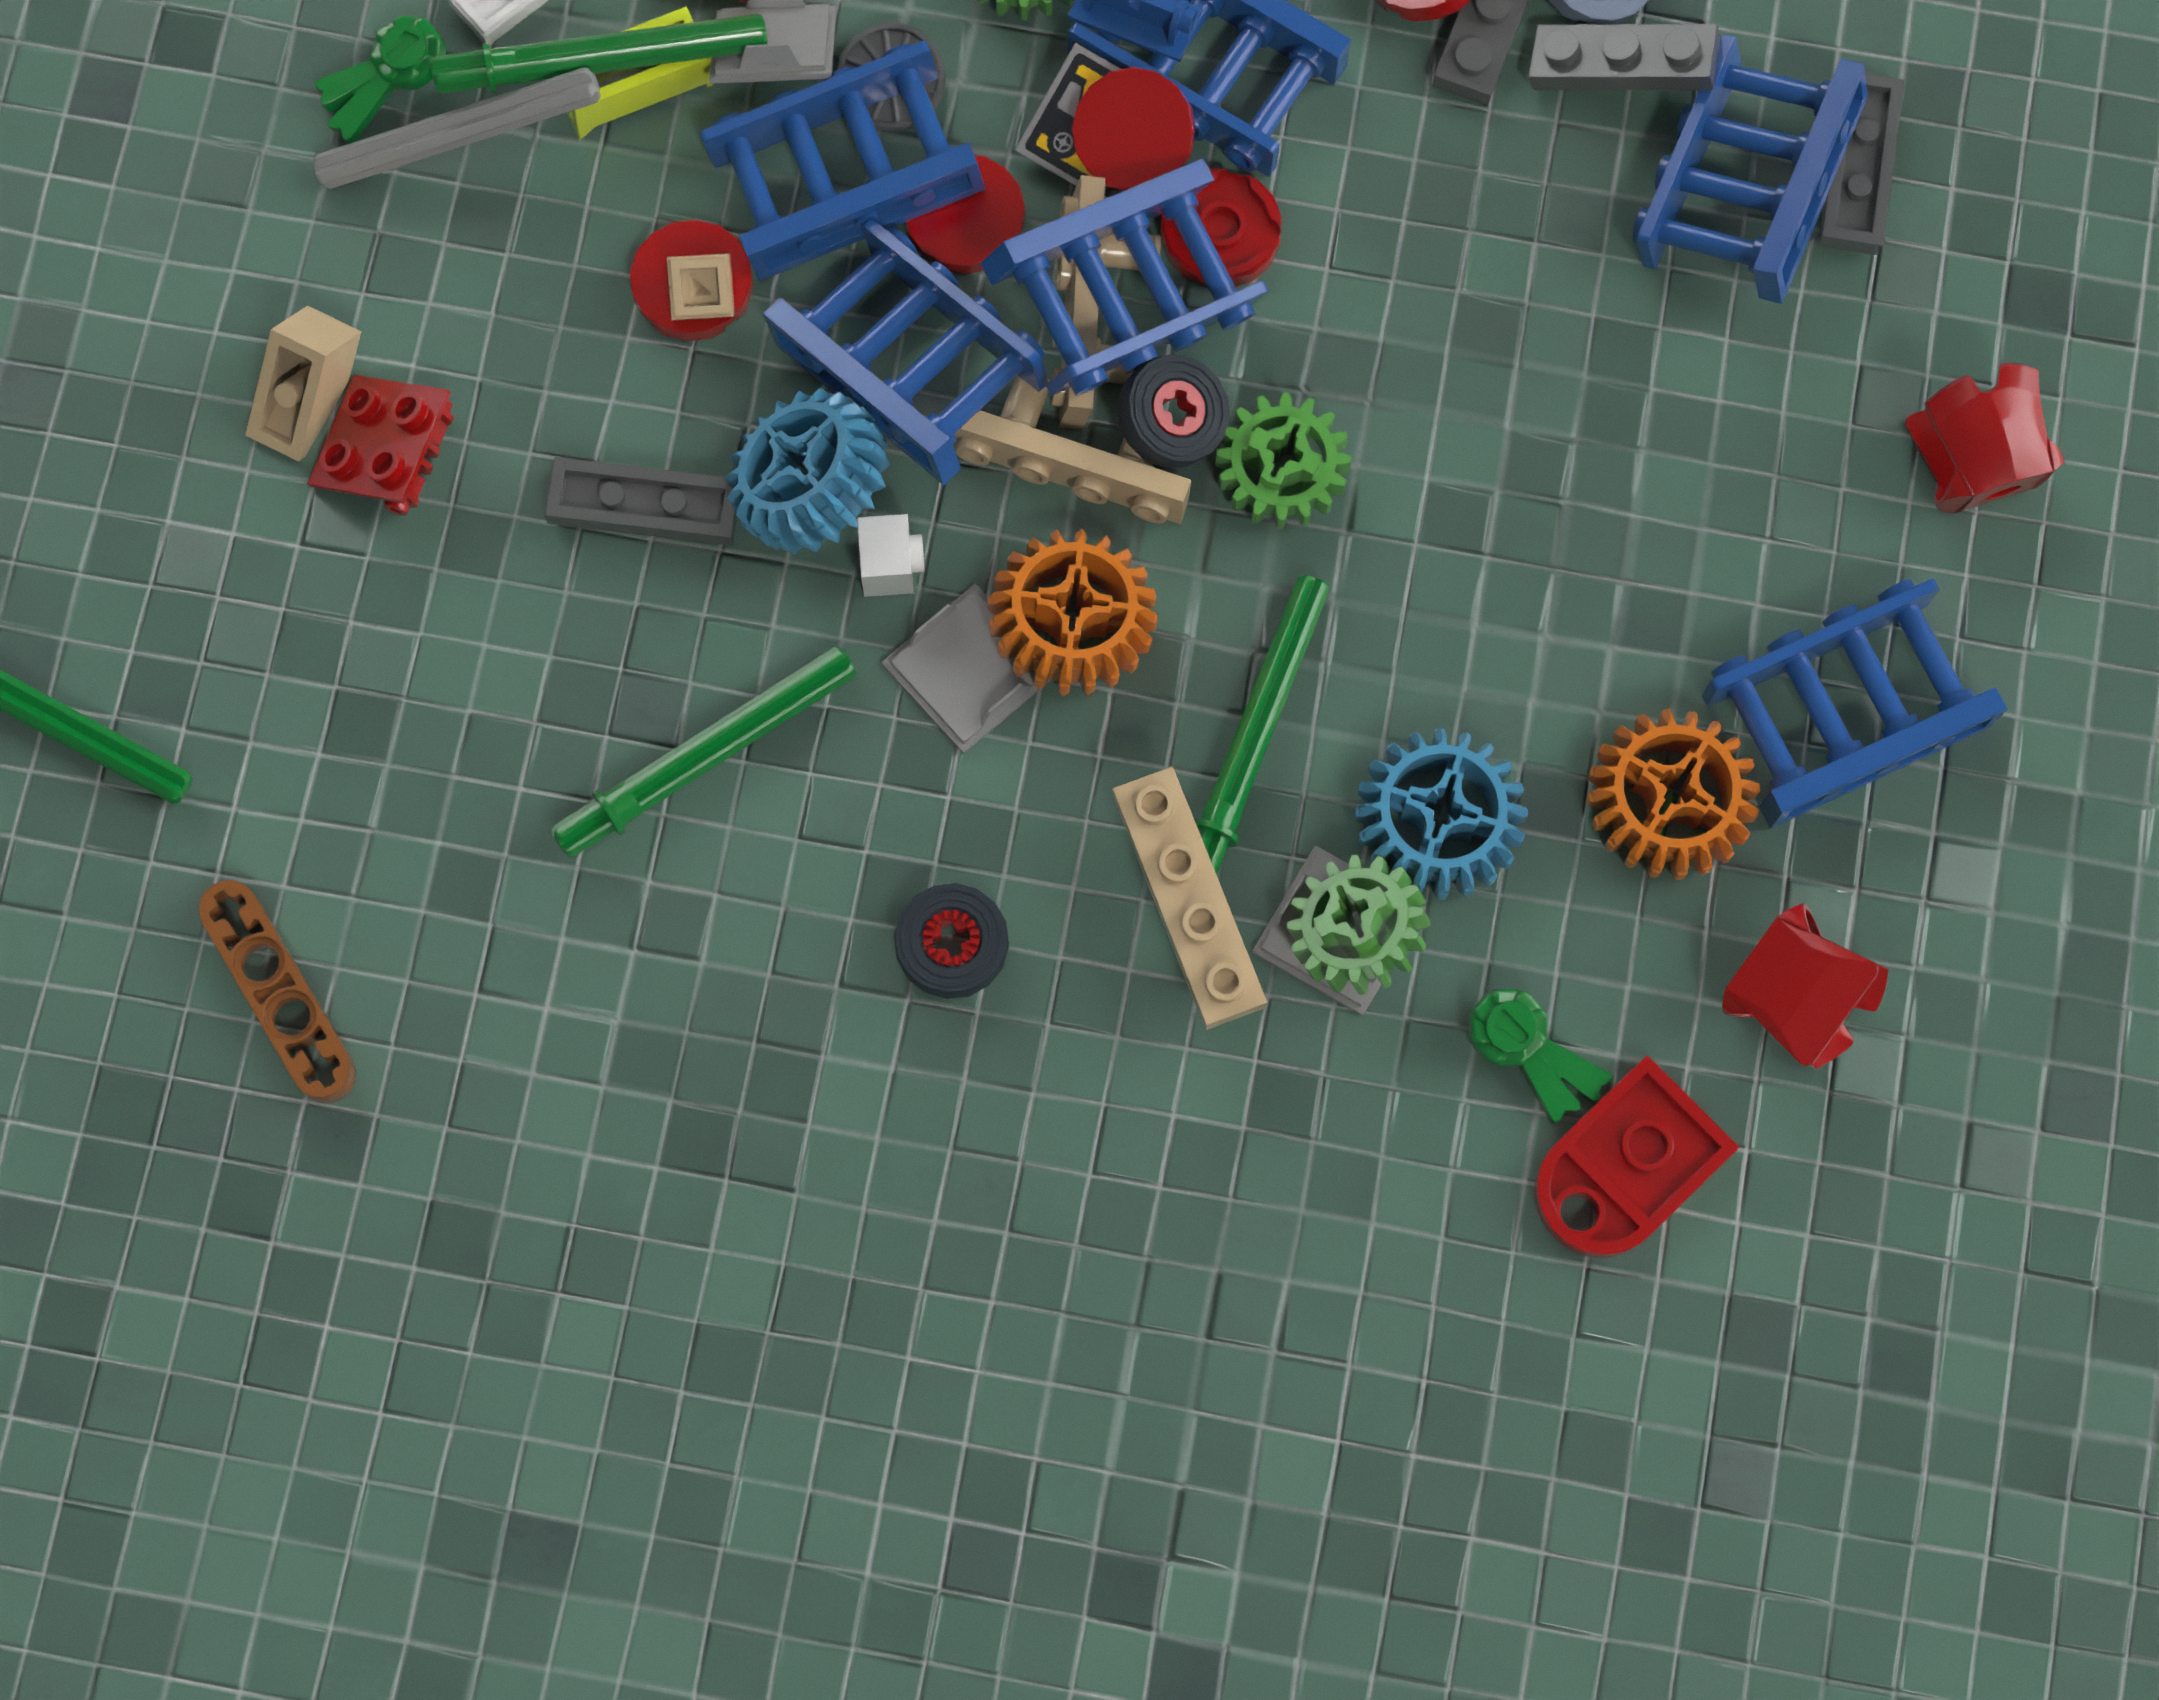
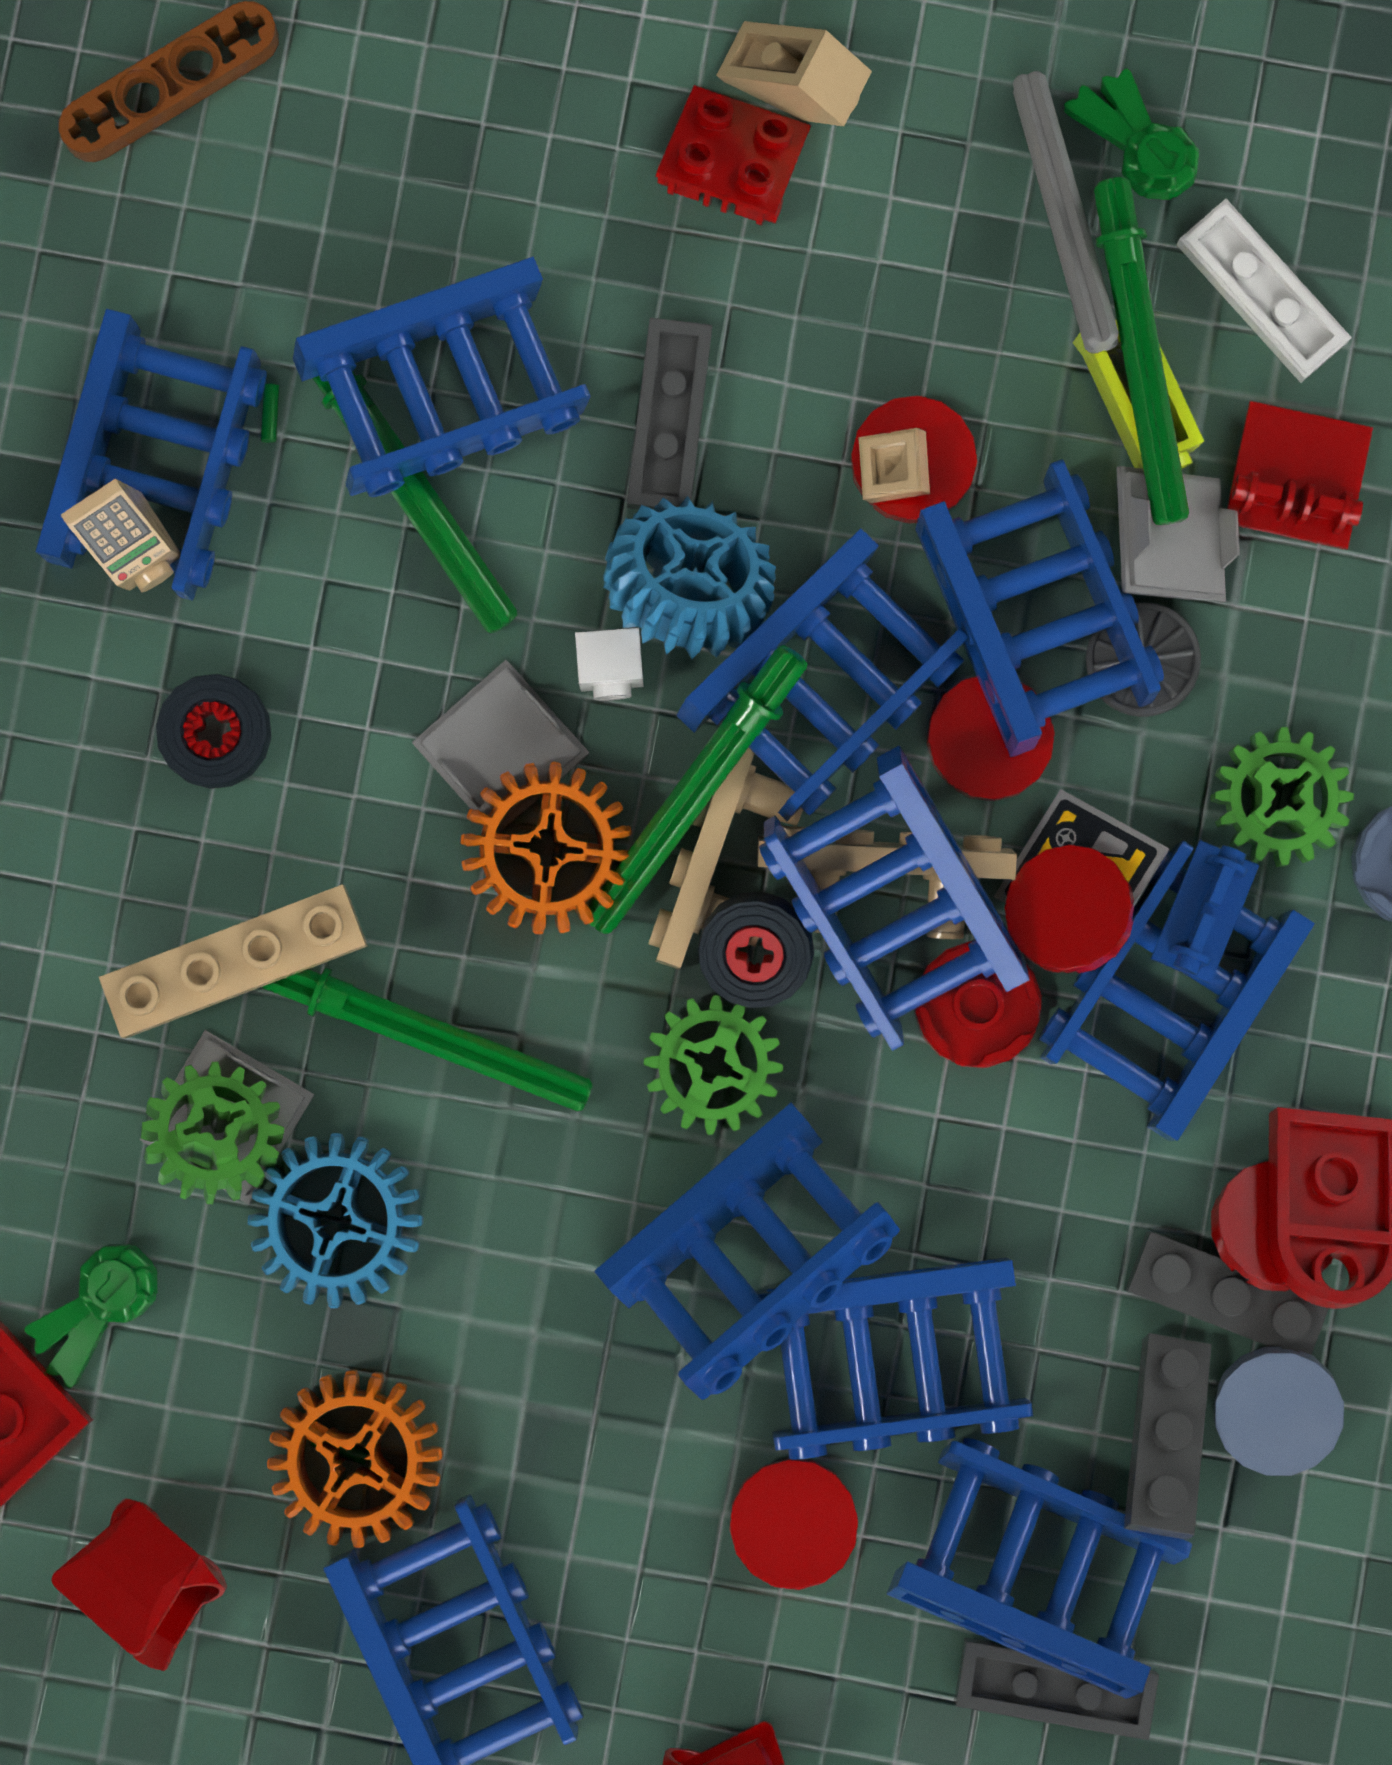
camera: 90 degrees right, 10 degrees up
(562, 751) = (450, 315): none -> blue fence
(625, 891) = (270, 413): none -> green piece
(685, 1060) = (106, 411): none -> blue fence
(759, 1000) = (124, 536): none -> tan slope
(1008, 450) = (744, 722): none -> green axle
(1404, 435) = (689, 1232): none -> blue fence
(1508, 336) = (917, 1296): none -> blue fence
(1718, 395) = (793, 1523): none -> red tile

